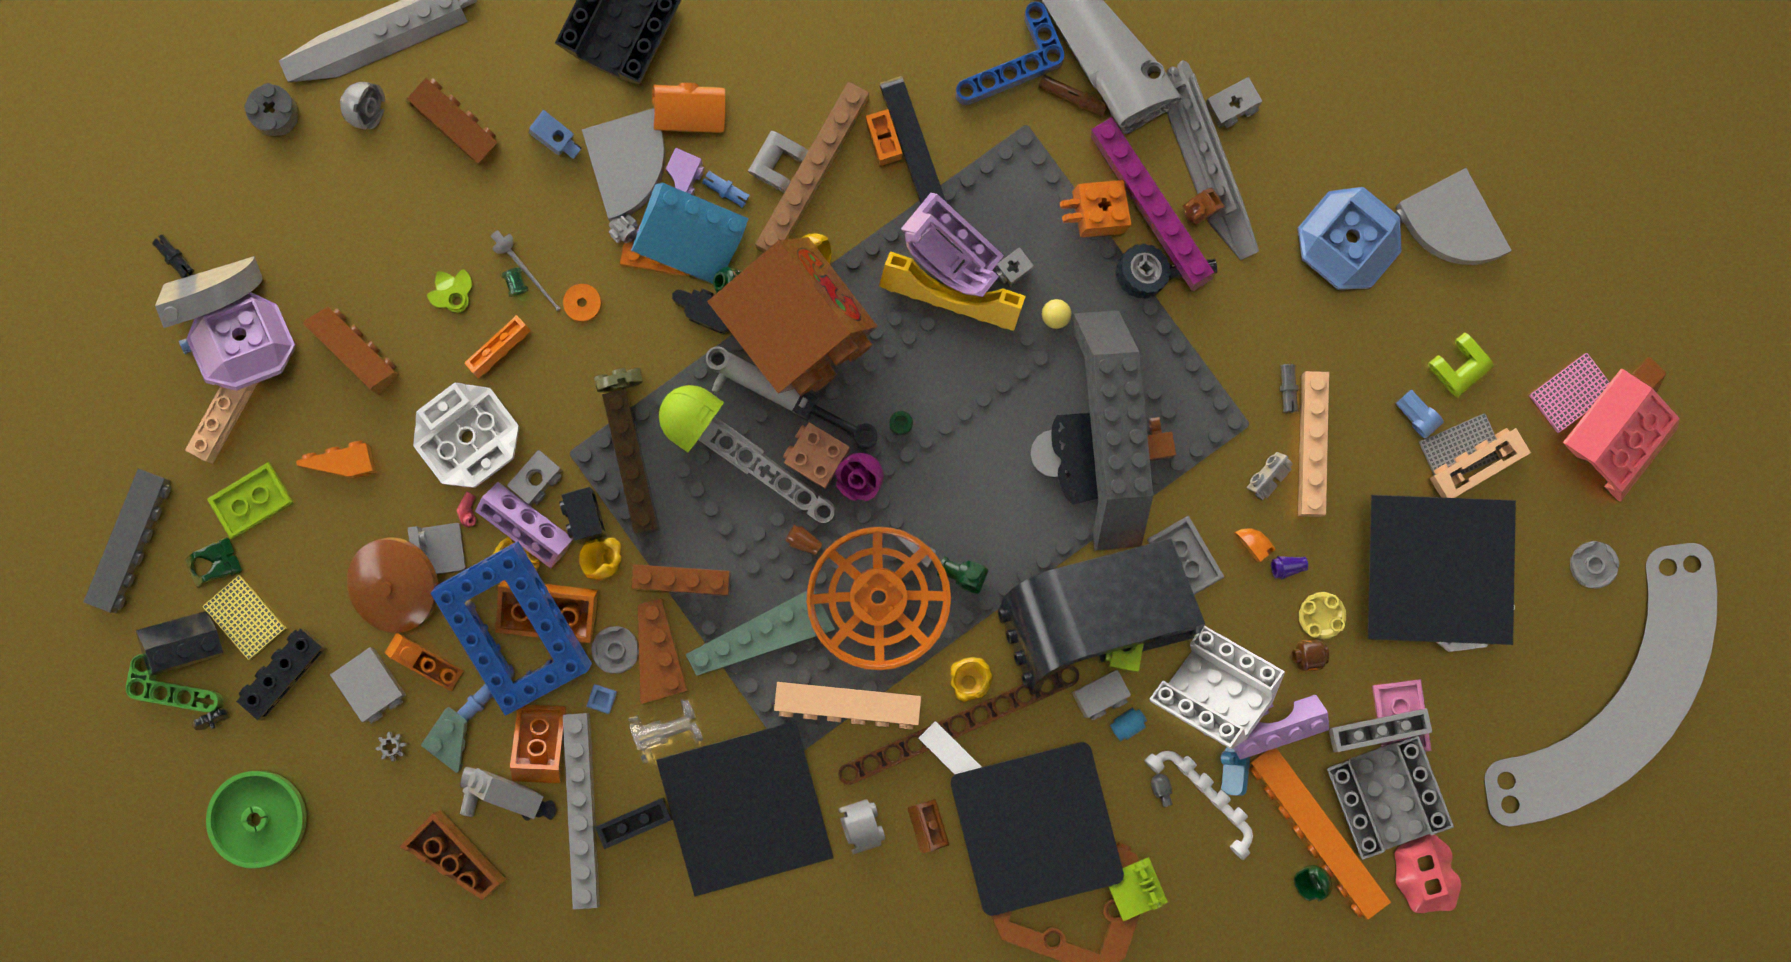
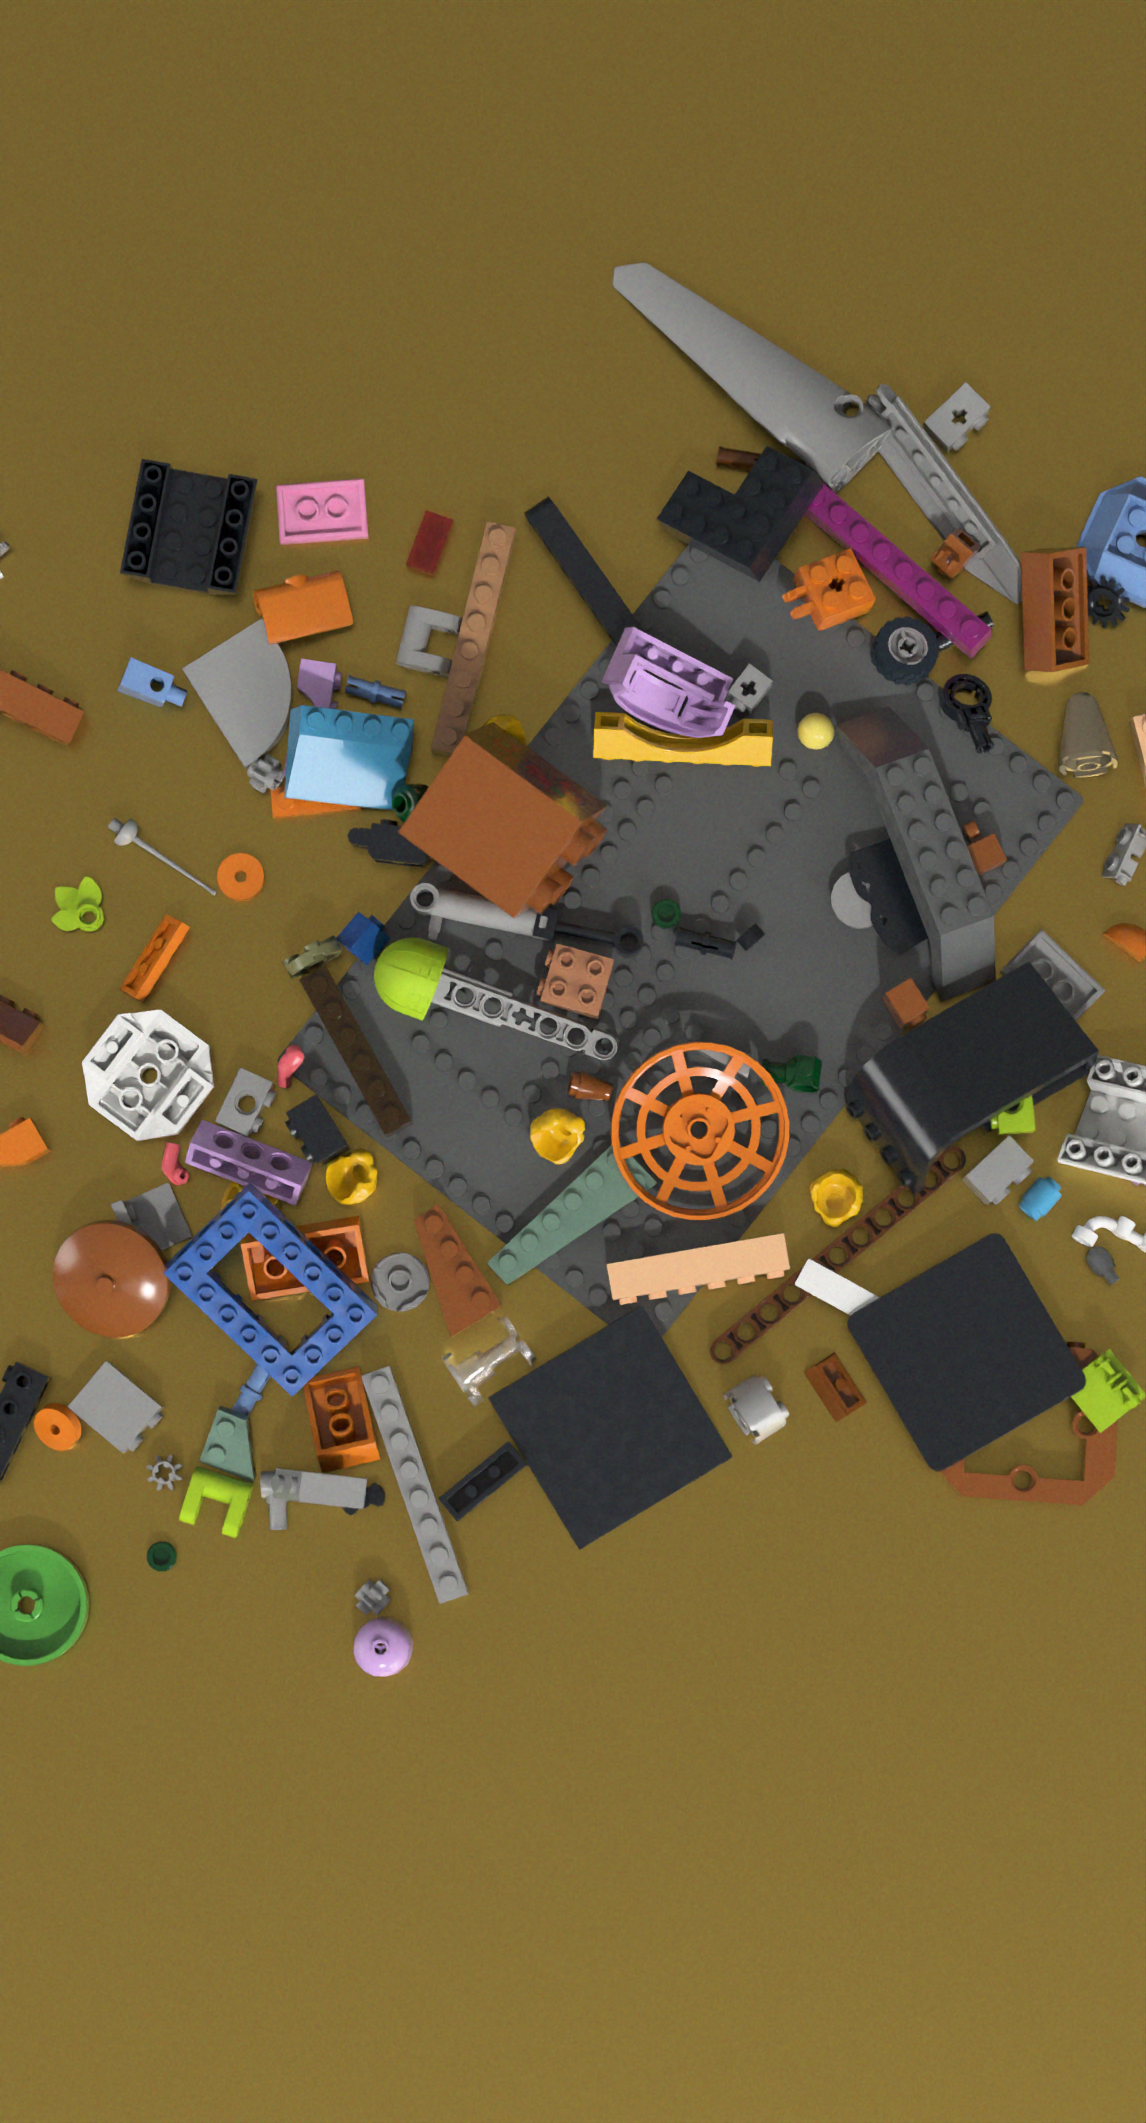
camera: 10 degrees left, 0 degrees up
(318, 687) = (58, 1437): none -> orange piece
(371, 810) = (161, 1556): none -> dark green tile
(423, 661) = (174, 1360): orange slope -> none
(430, 770) = (219, 1488): none -> lime connector
(453, 855) = (277, 1581): dark orange wedge -> none
(514, 282) = (152, 874): clear green bush -> none
(523, 888) = (372, 1597): none -> light grey gear
(530, 925) = (395, 1639): none -> lavender cylinder
(576, 458) = (288, 1064): none -> coral arm
(601, 699) = (400, 1345): medium blue tile -> none
(662, 375) = (363, 937): none -> blue brick
(681, 580) = (456, 1175): dark orange arch -> none
(725, 39) = (322, 511): none -> bright pink tile
(767, 570) = (557, 1134): none -> yellow hair
(800, 86) = (429, 543): none -> clear red plate
(859, 476) = (635, 992): magenta cylinder -> none
(884, 137) = (548, 576): orange brick -> none
(925, 454) = (705, 943): none -> black pin
(961, 459) = (750, 937): none -> black axle
(1017, 65) = (685, 444): blue beam -> none
(1051, 139) = (746, 526): none -> black piece
(1066, 545) = (906, 1004): none -> dark orange brick
(1180, 336) = (969, 717): none -> black pin
(1263, 378) = (1085, 739): none -> dark tan cone
(1268, 270) = (1055, 609): none -> dark orange slope
(1289, 388) = (1121, 743): dark grey pin -> none
(1301, 282) = (1114, 609): none -> black gear

